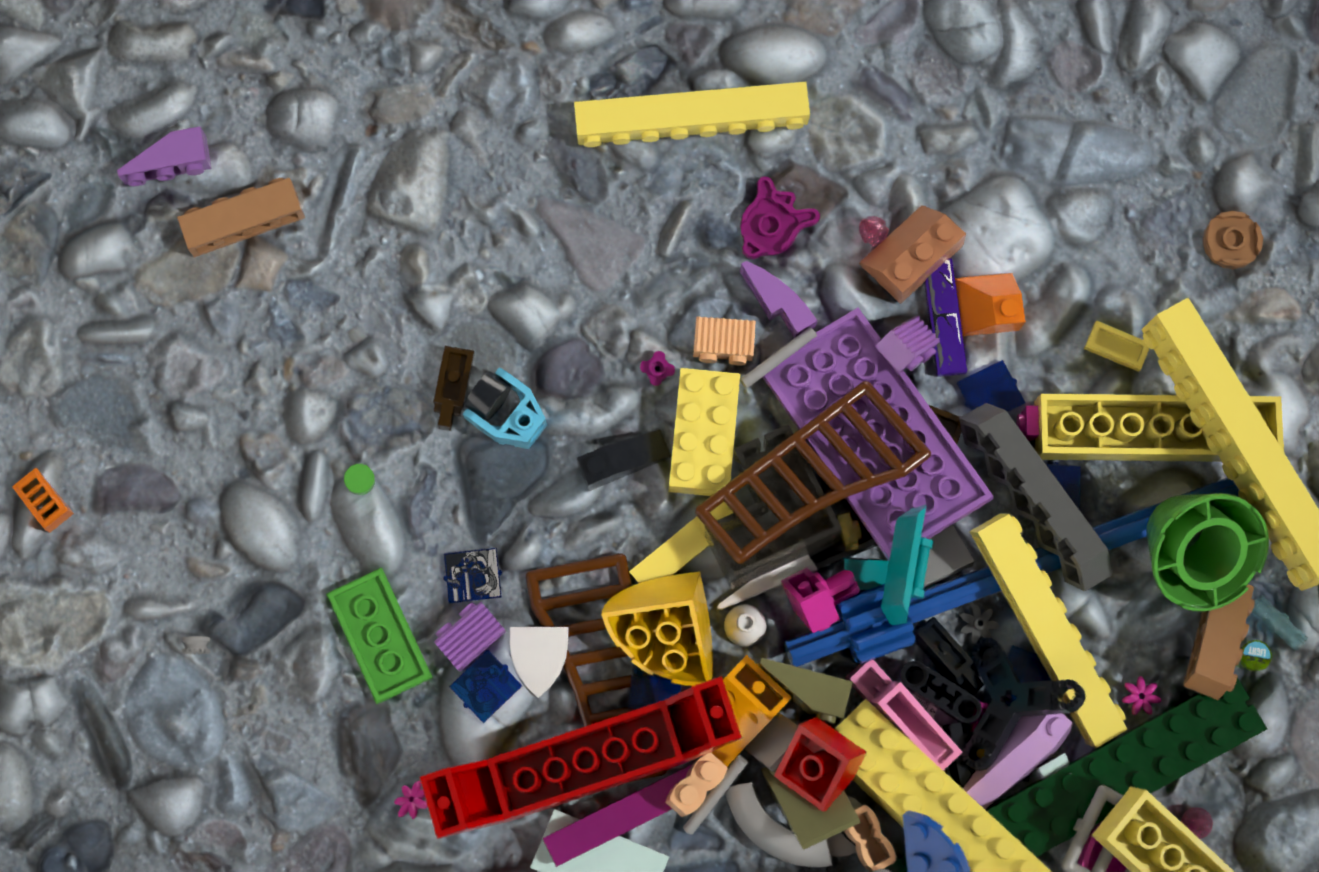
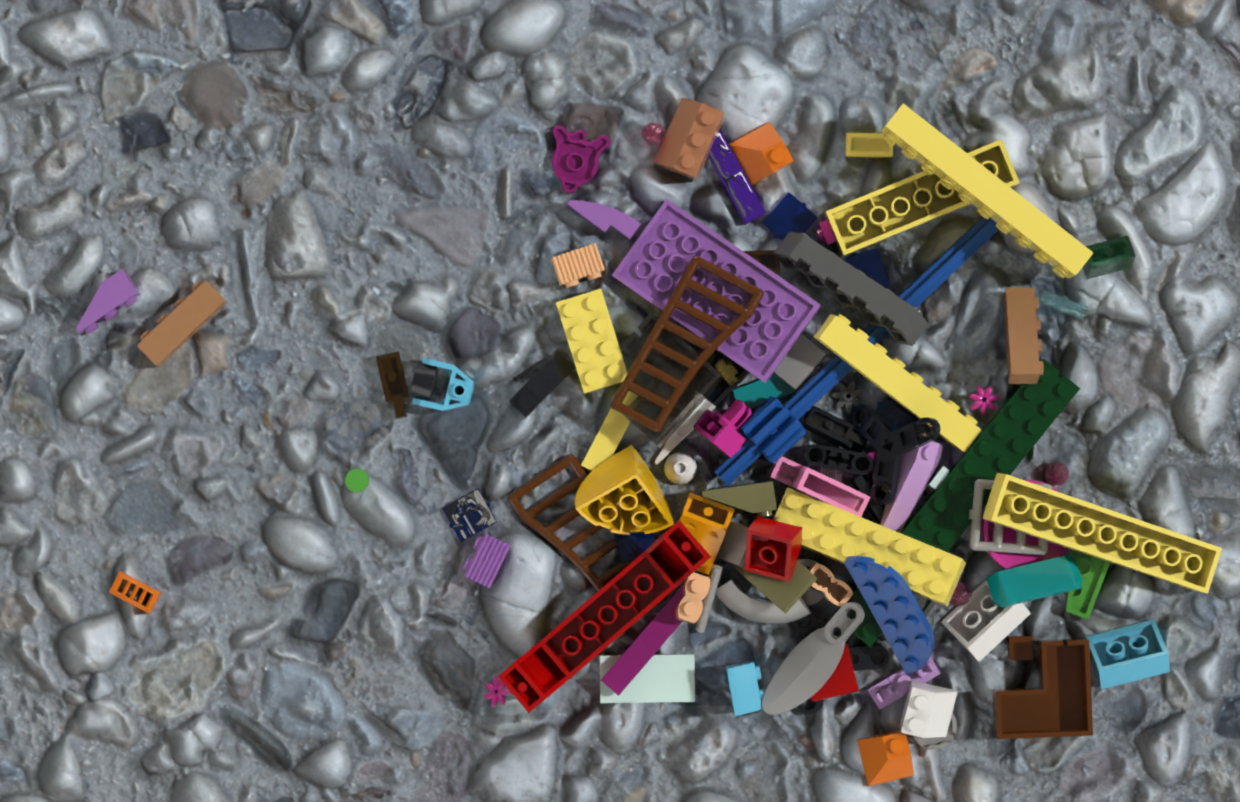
camera: 15 degrees left, 10 degrees up
(196, 644) = (295, 648): light grey bush -> none
(379, 636) = (422, 586): bright green tile -> none
(485, 686) = (513, 590): clear blue piece -> none
(538, 655) = (541, 552): white sticker -> none
(654, 376) = (537, 300): magenta plate -> none
(692, 114) = (482, 100): light yellow brick -> none
(778, 357) = (623, 263): light grey bar -> none
(906, 566) = (774, 383): teal piece -> none
(908, 345) = (714, 213): medium lavender brick -> none
(1220, 561) = (998, 289): bright green cone -> none
(1232, 240) = (924, 26): medium nougat tile -> none
(1256, 655) = (1054, 335): tile -> none

